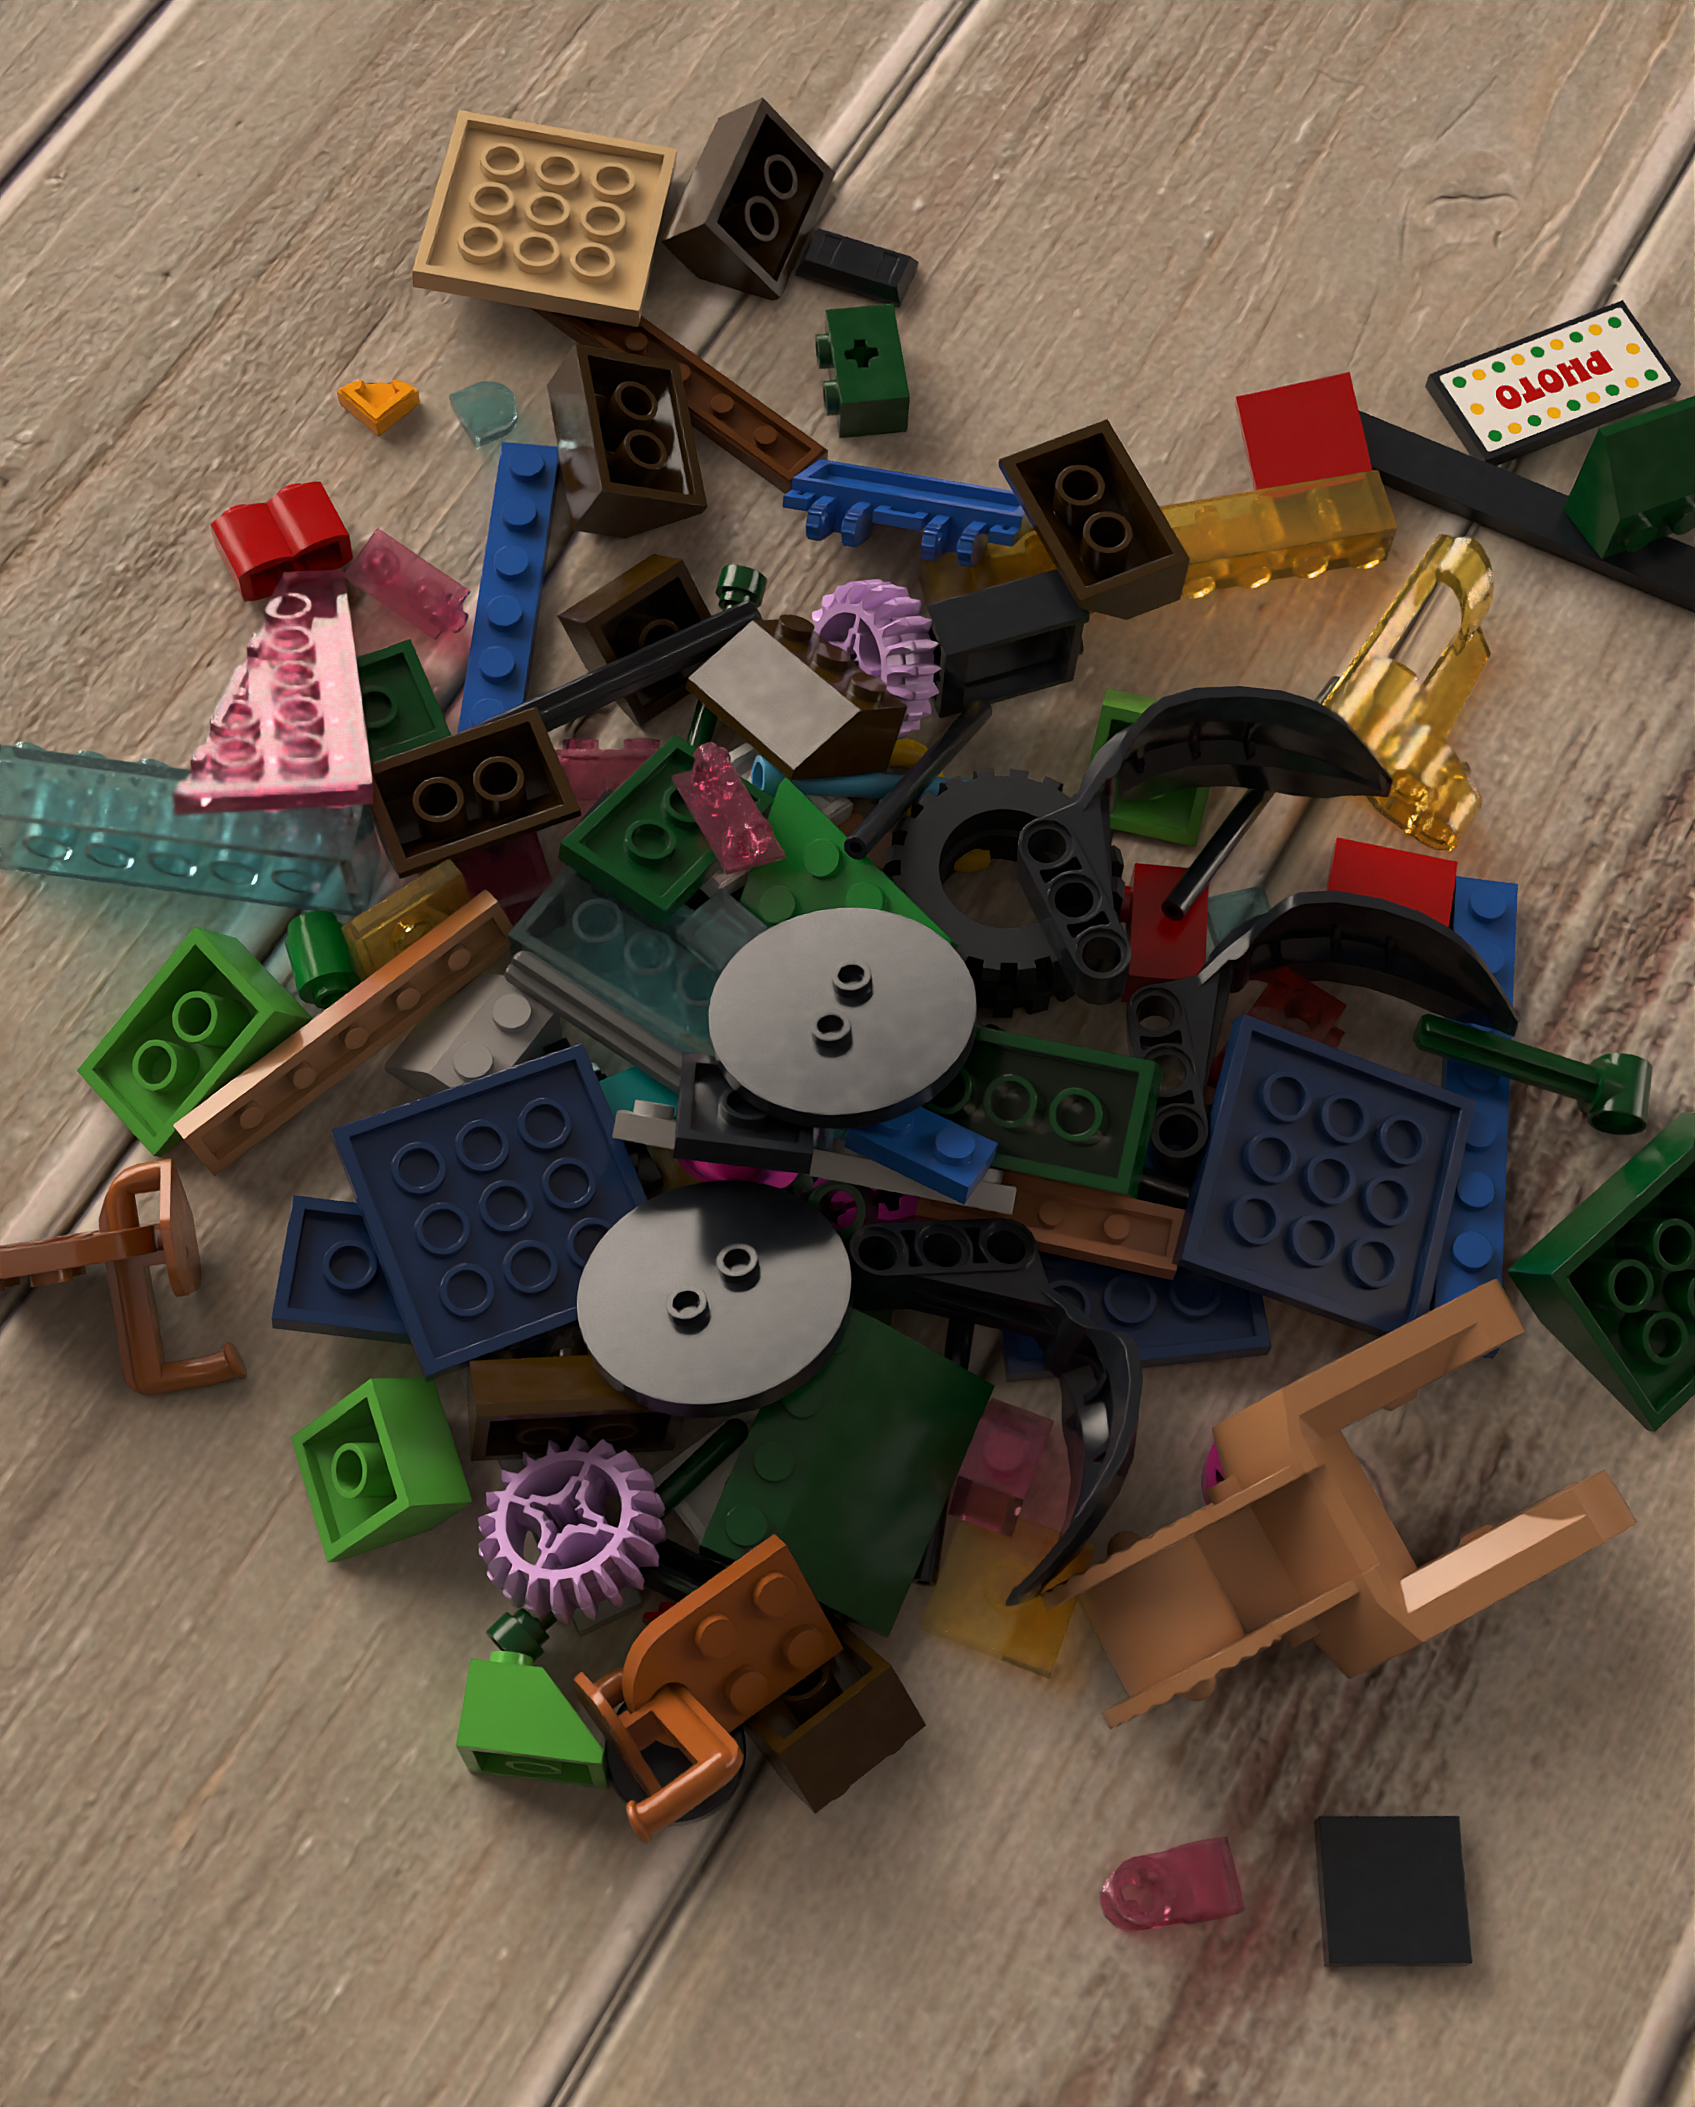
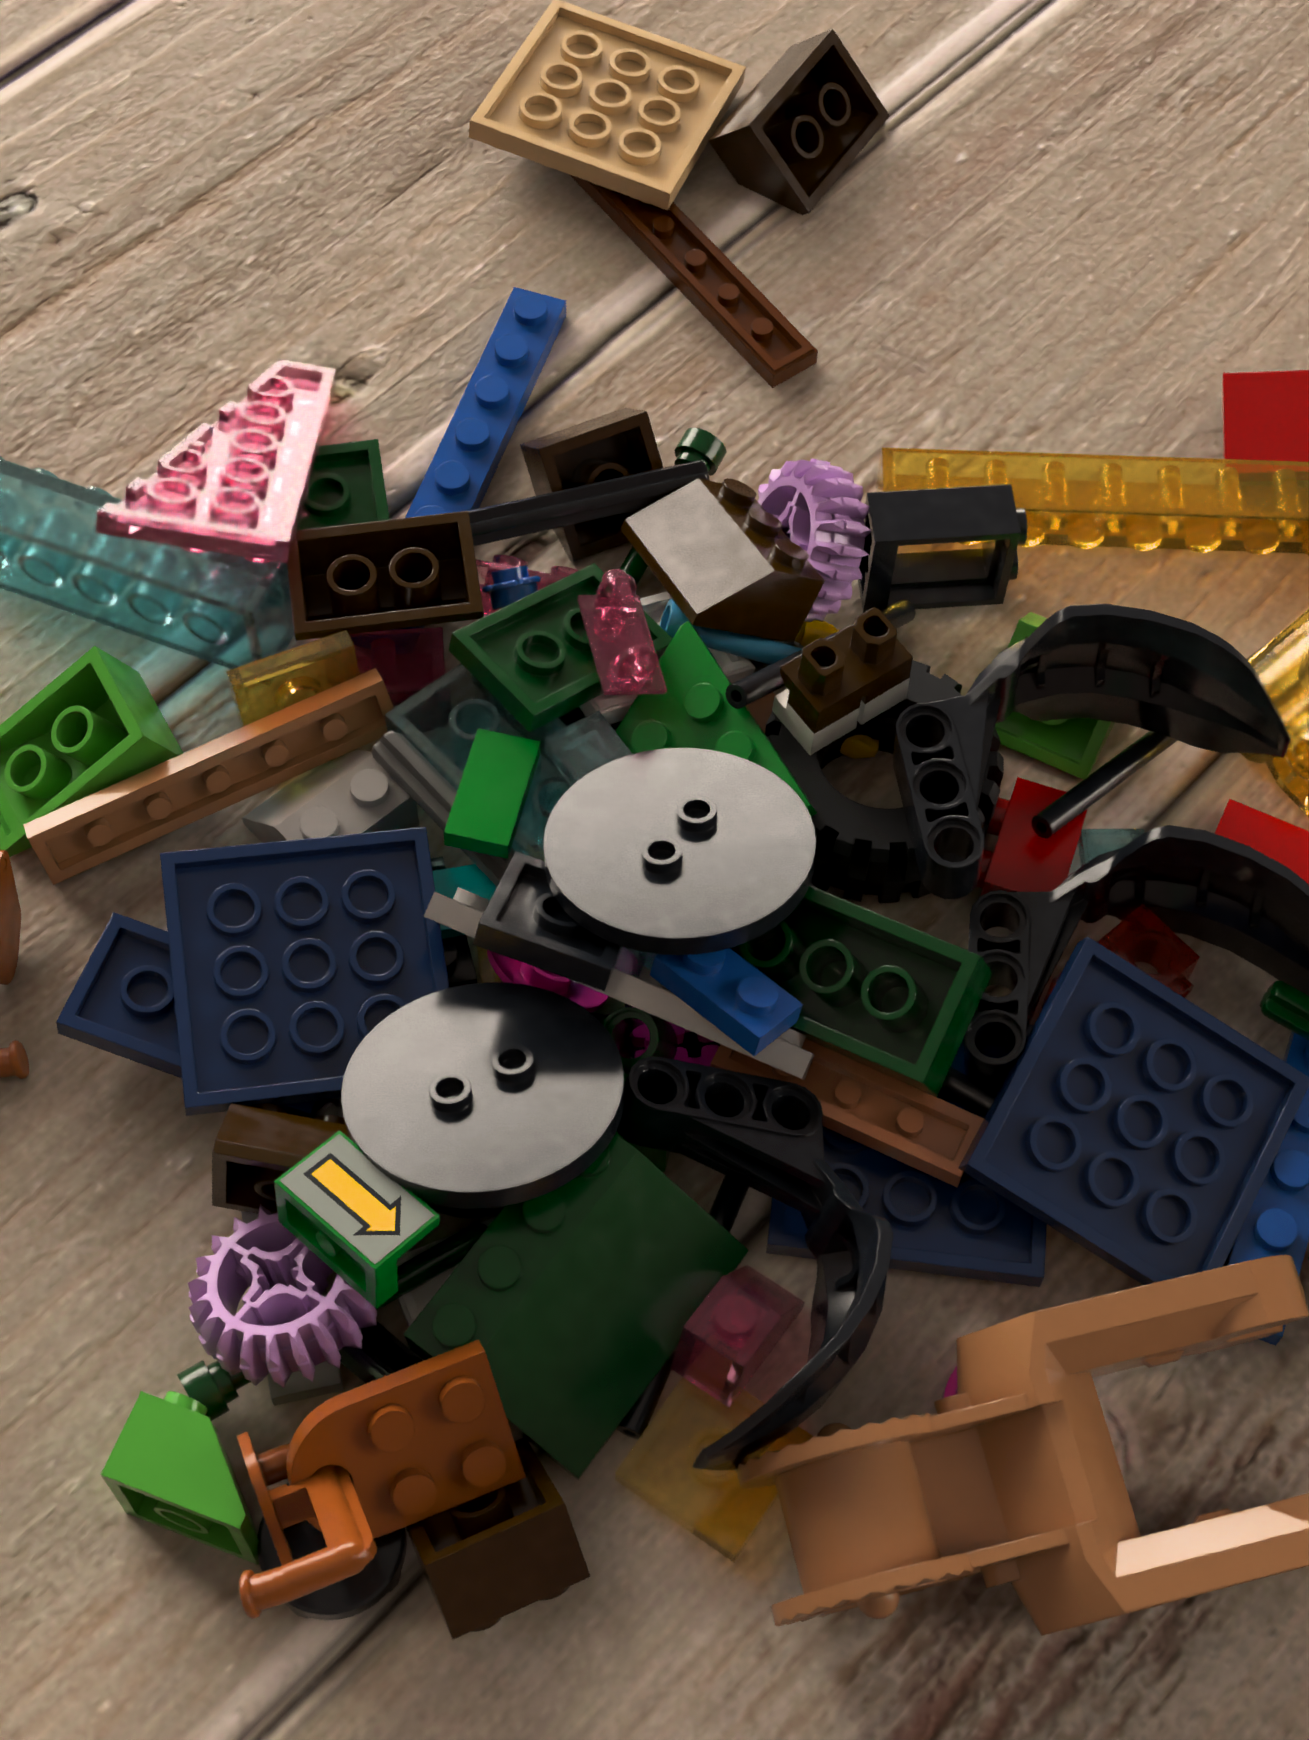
camera: 15 degrees right, 5 degrees down
(286, 534) = (293, 326): red brick -> none
(320, 958) = (207, 703): green brick -> none
(378, 403) = (411, 235): light orange tile -> none
(380, 1467) = (125, 1190): bright green slope -> none
(409, 585) = (391, 393): clear pink hinge -> none
(485, 411) = (508, 259): clear light blue tile -> none
(594, 772) = (510, 586): none -> blue plate
(624, 442) = (626, 305): dark brown slope -> none
(626, 1446) = (352, 1216): none -> panel
(639, 995) = (492, 793): none -> green tile
(857, 267) = (889, 199): black tile -> none
(865, 371) = (871, 287): dark green brick -> none
(954, 513) = (909, 422): blue hinge -> none
(954, 810) = (843, 681): none -> dark brown hips
(1099, 522) = (1056, 451): dark brown slope -> none

